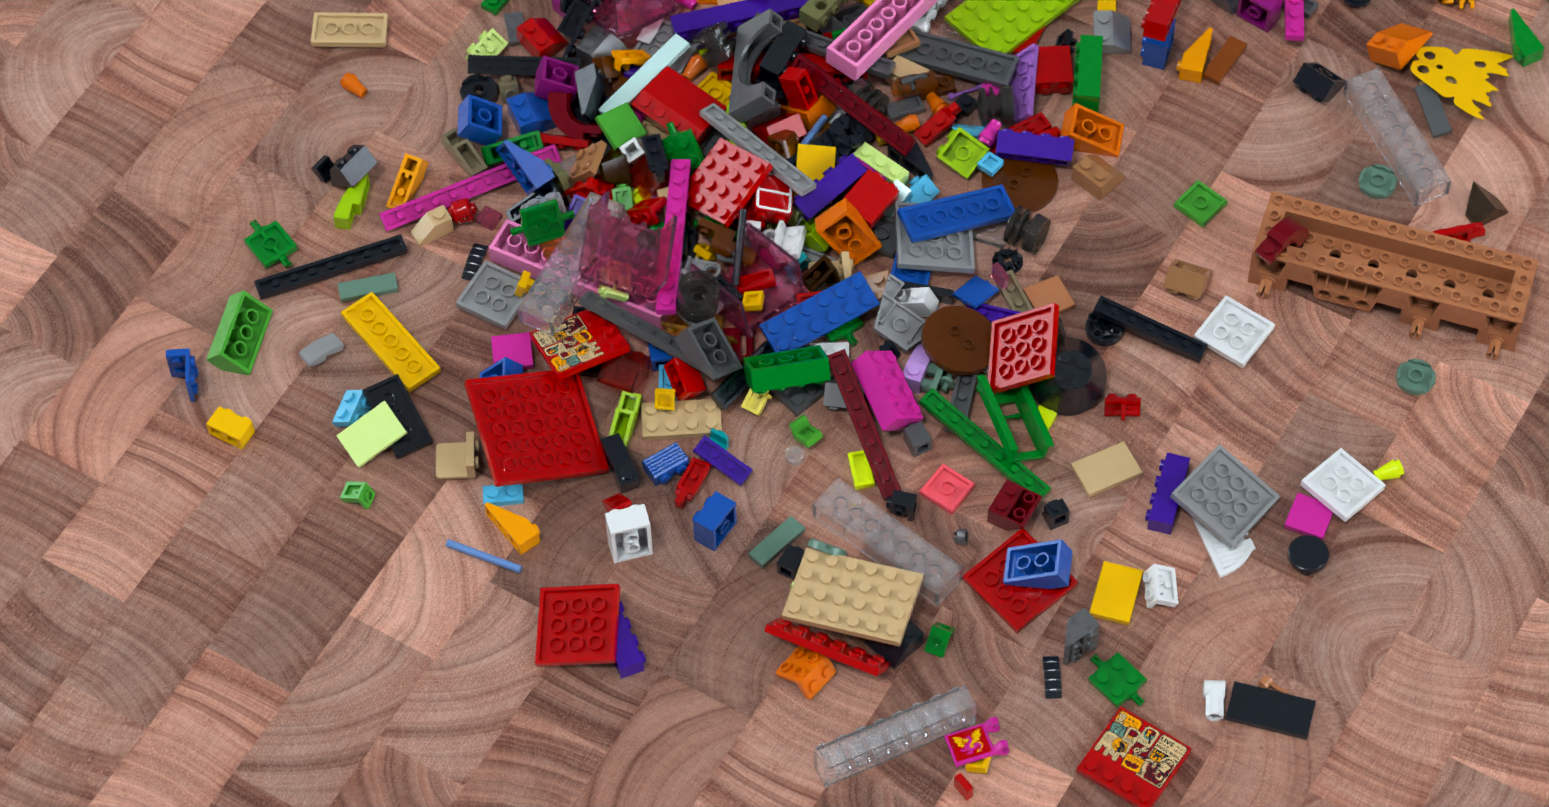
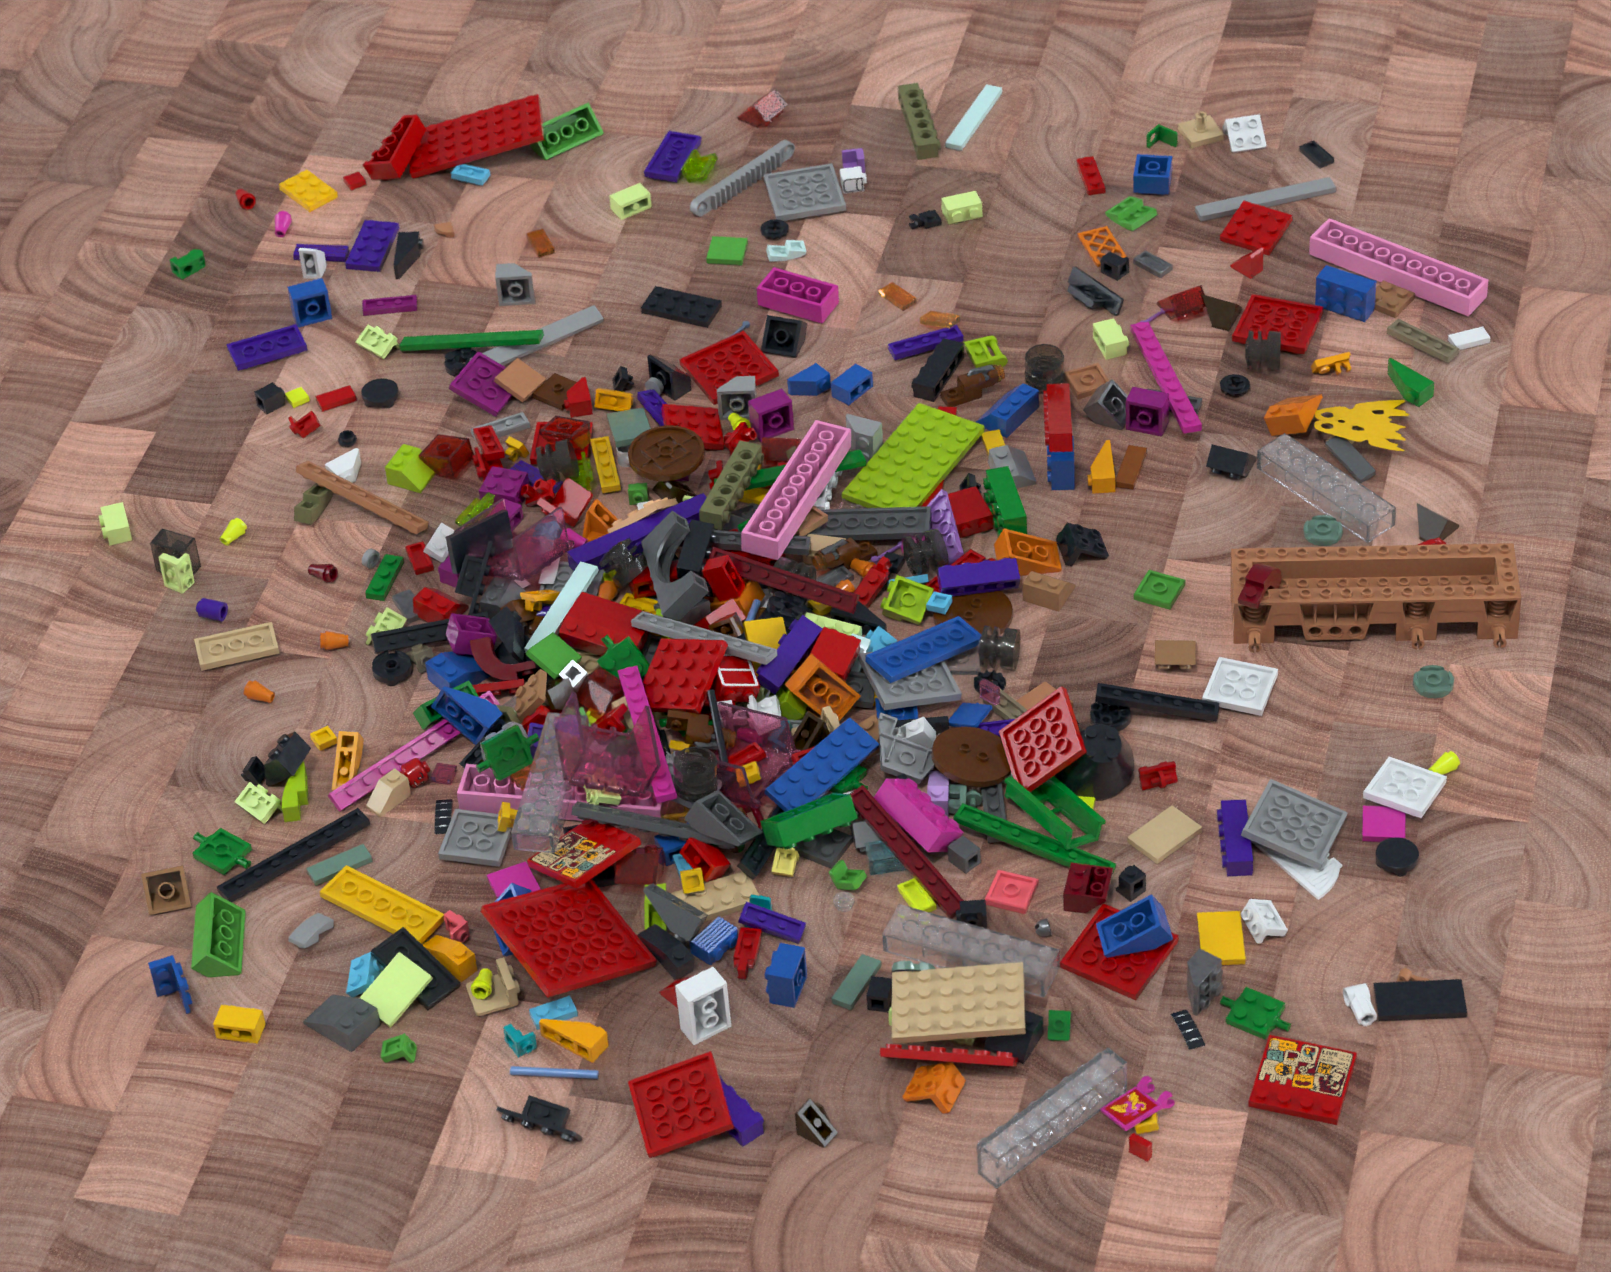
camera: 15 degrees left, 15 degrees down
(210, 271) = (166, 890): none -> medium nougat slope
(317, 202) = (258, 803): none -> yellowish green bracket
(320, 450) = (344, 1020): none -> dark grey slope
(394, 150) = (323, 738): none -> yellow plate
(433, 411) = (453, 956): none -> light orange slope
(436, 48) = (333, 640): none -> orange cone
(448, 452) = (482, 985): none -> neon yellow cone
(449, 387) = (457, 926): none -> coral bracket
(459, 599) = (544, 1115): none -> black bracket
(463, 152) = (395, 721): dark tan slope -> none
(463, 520) = (517, 1042): none -> teal bracket
(479, 120) = (403, 687): blue brick -> none
(636, 429) = (677, 914): none -> dark grey slope
(655, 155) = (600, 671): black hinge -> none
(690, 676) = (814, 1124): none -> dark brown slope
(840, 422) = (881, 859): none -> clear light blue brick
(990, 133) = (929, 574): dark pink cone -> none
(1146, 132) = (1077, 540): none -> black bracket

